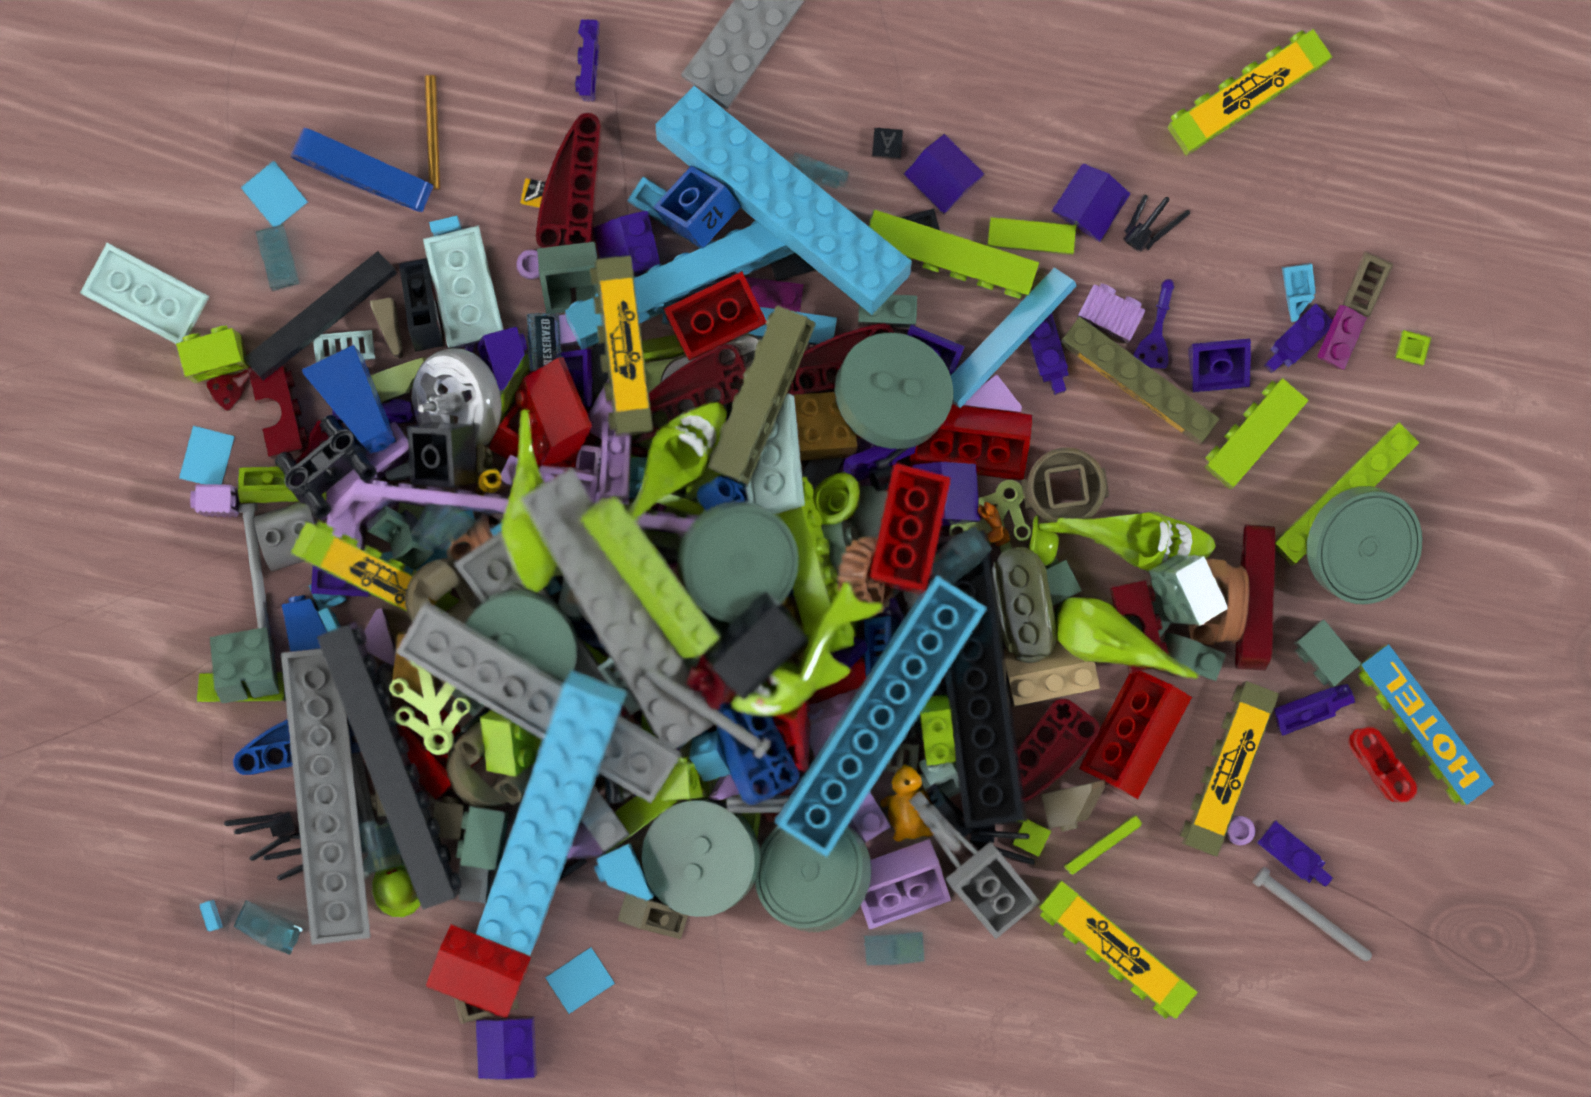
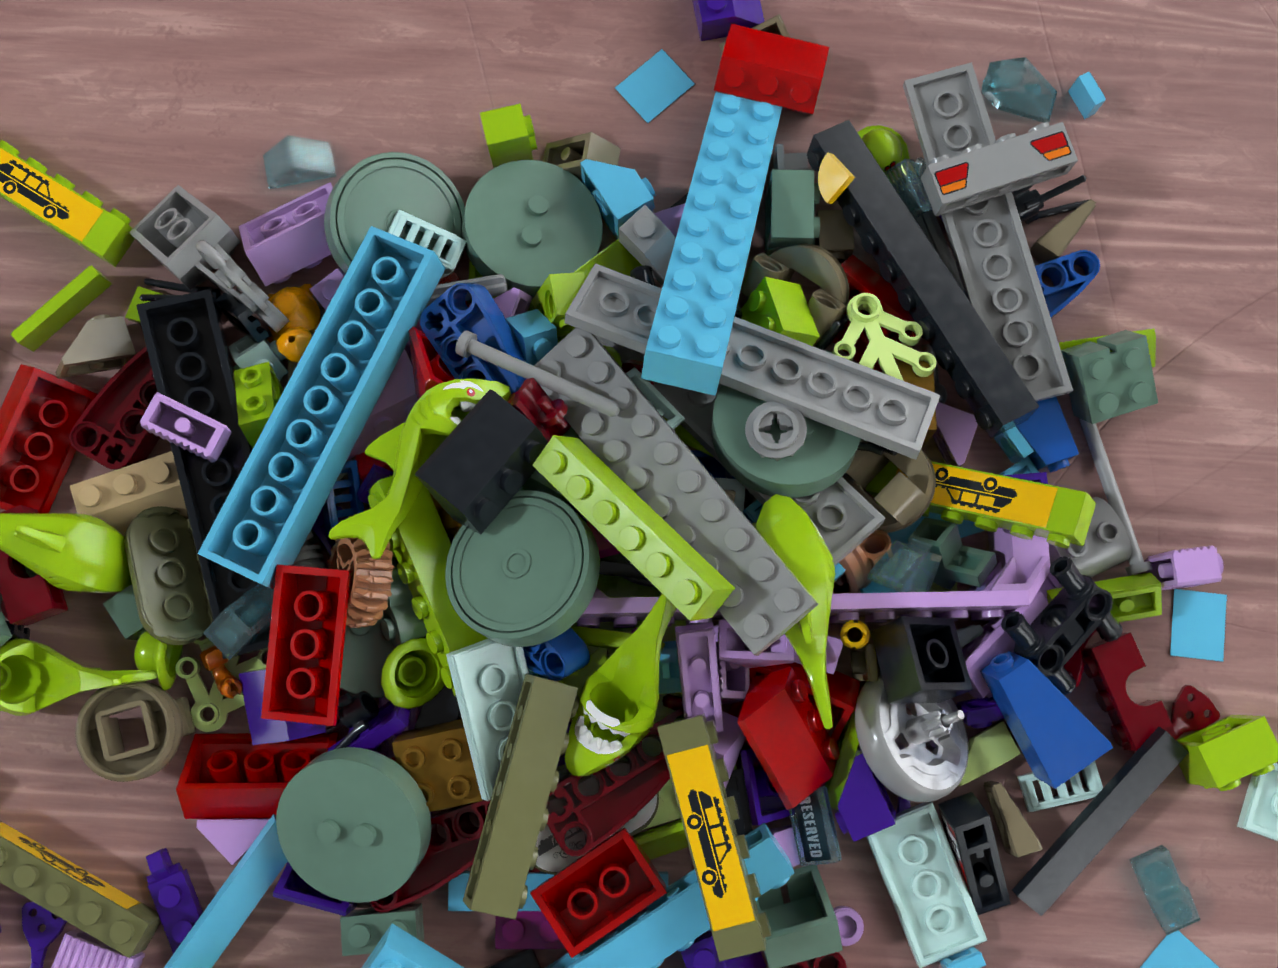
camera: 170 degrees right, 5 degrees down
(259, 792) = (1057, 239): none -> dark tan slope
(309, 842) = (998, 168): none -> light grey brick
(445, 855) = (833, 178): none -> yellow tile
(538, 649) = (788, 419): none -> light grey gear
(710, 939) = (508, 134): none -> lime brick
(773, 842) = (430, 231): none -> light aqua slope
(988, 709) = (185, 427): none -> lavender brick

